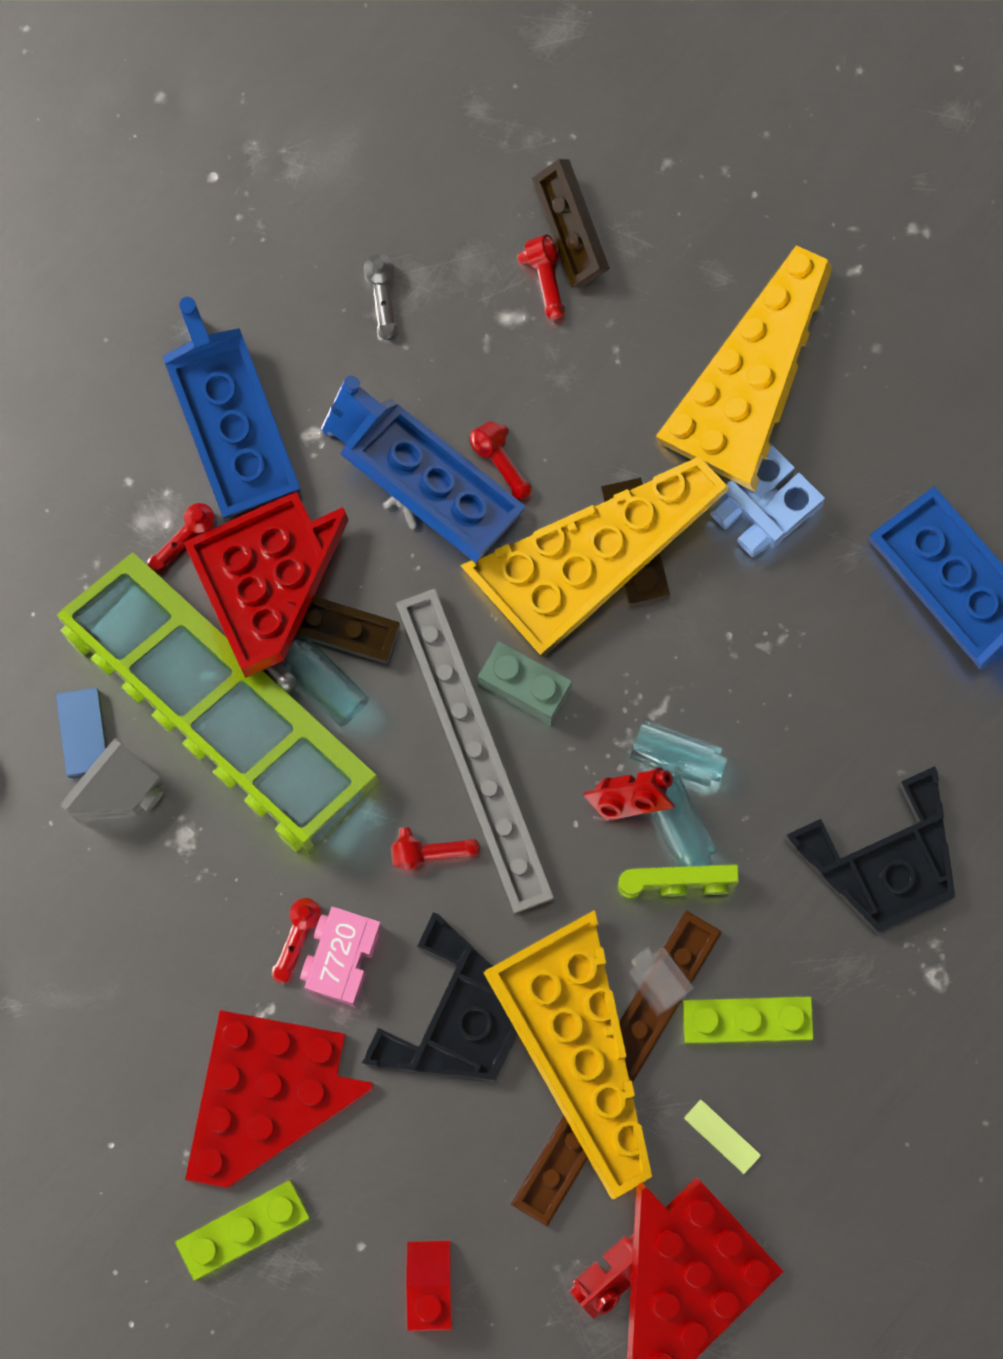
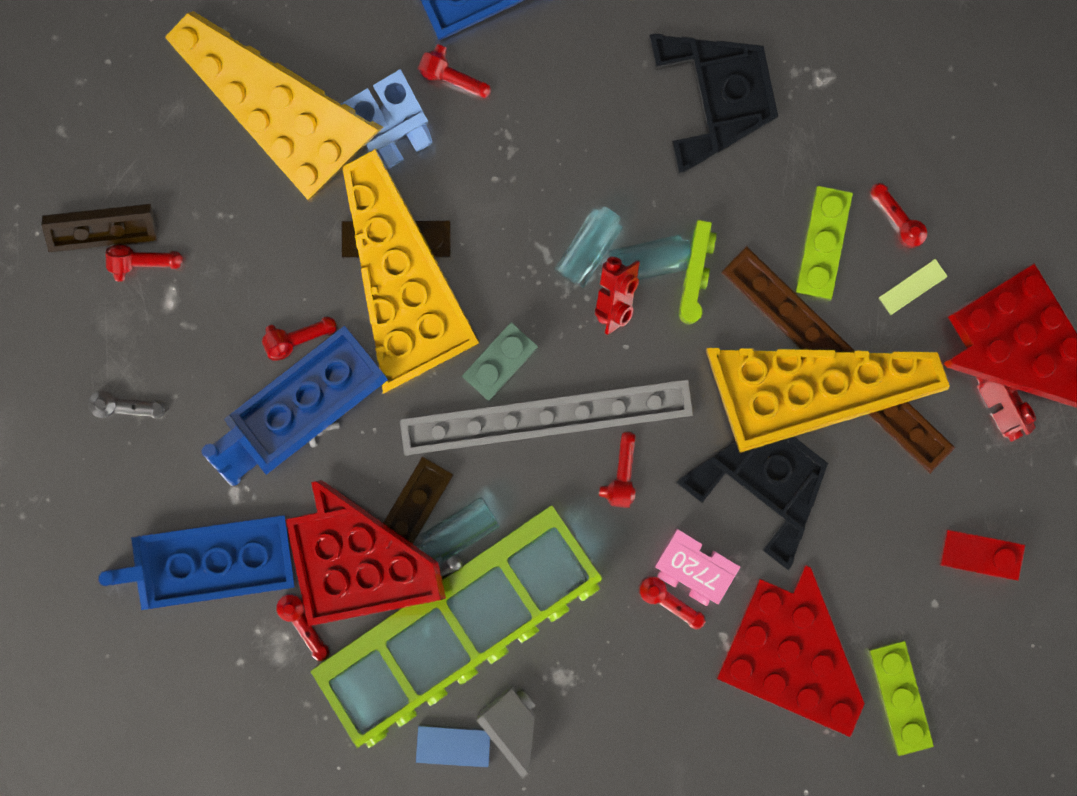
camera: 80 degrees left, 10 degrees up
(659, 980) = (778, 308): clear brick -> none
(785, 1118) = (911, 232): none -> red piece
(837, 540) = (435, 67): none -> red piece

